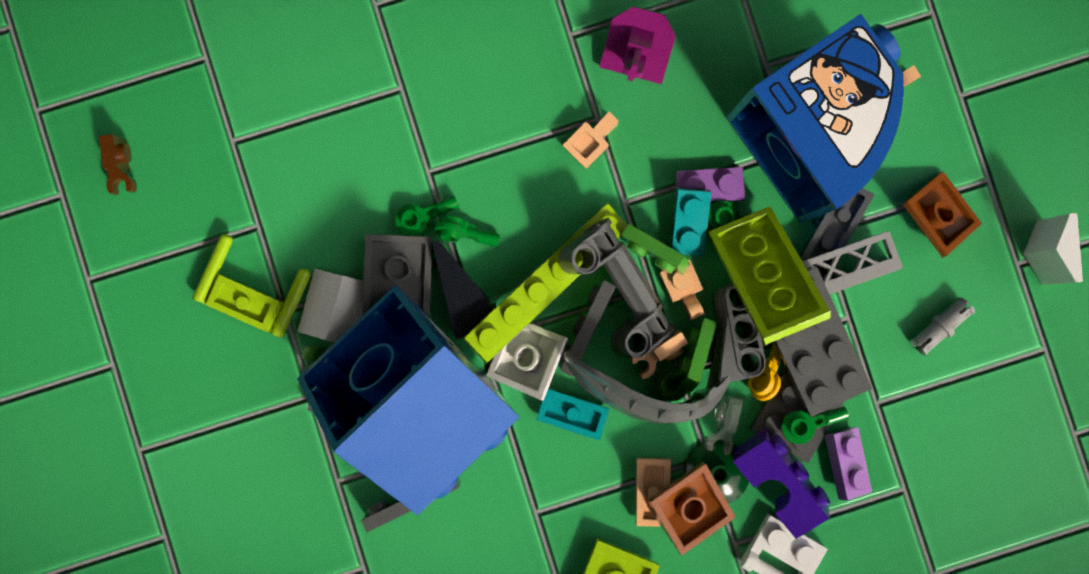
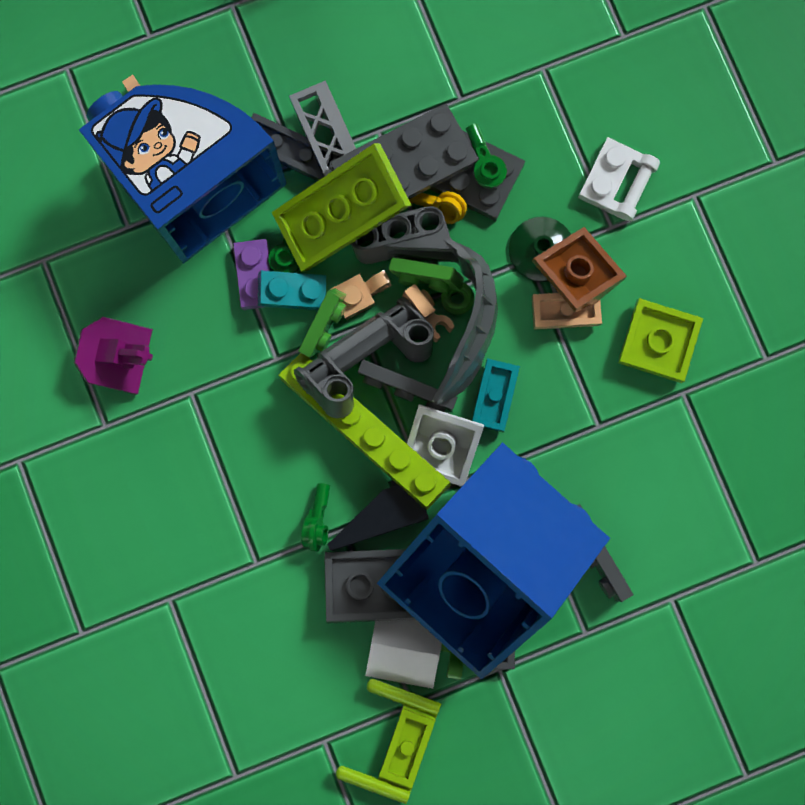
camera: 90 degrees left, 5 degrees down
(413, 219) = (307, 574): green plate -> none
(588, 142) = (217, 398): light nougat plate -> none
(727, 415) = (486, 241): clear plate -> none
(765, 459) = (524, 201): dark purple arch -> none
(848, 463) = (521, 122): medium lavender plate -> none
(942, 214) = (268, 47): dark orange slope -> none
(942, 326) = (380, 40): light grey pin -> none

